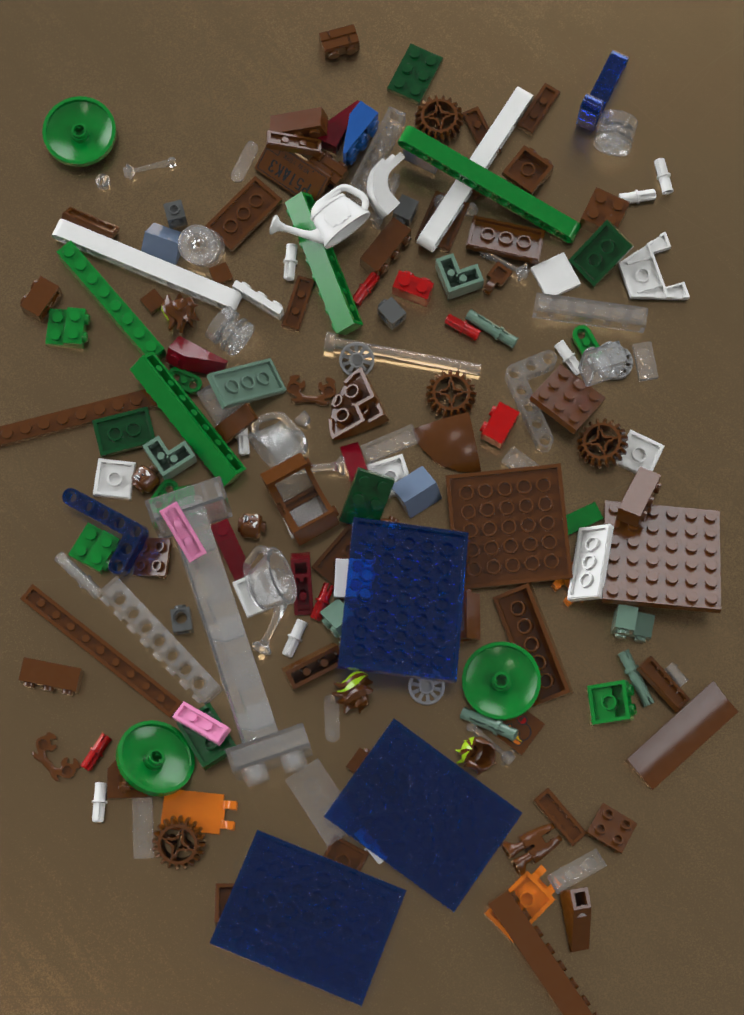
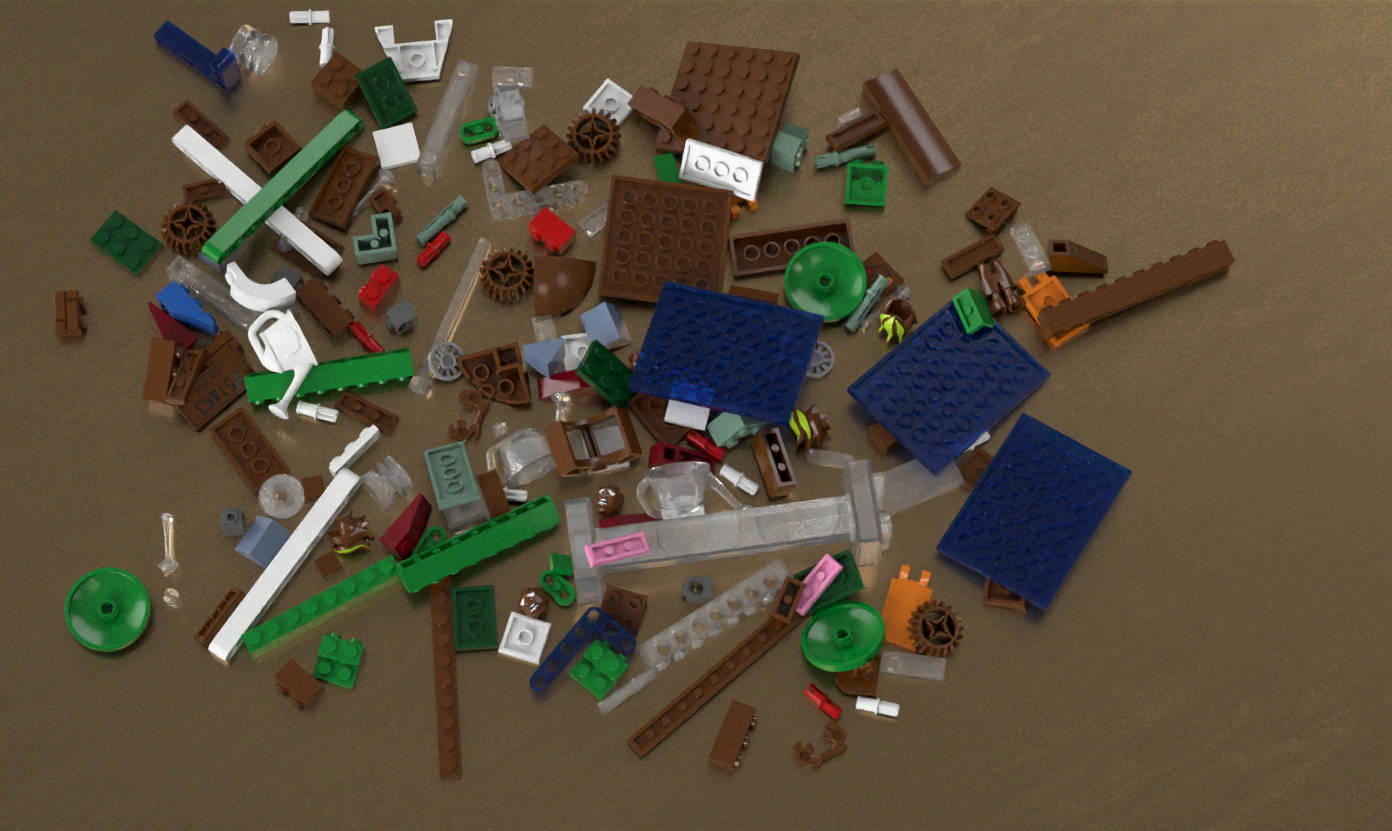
camera: 80 degrees left, 5 degrees down
(172, 461) = (518, 575): sand green brick -> none
(178, 699) = (787, 600): none -> reddish brown brick
(244, 161) = (184, 441): clear piece -> none
(371, 441) = (545, 355): none -> sand blue slope
(500, 826) = (973, 310): none -> green panel

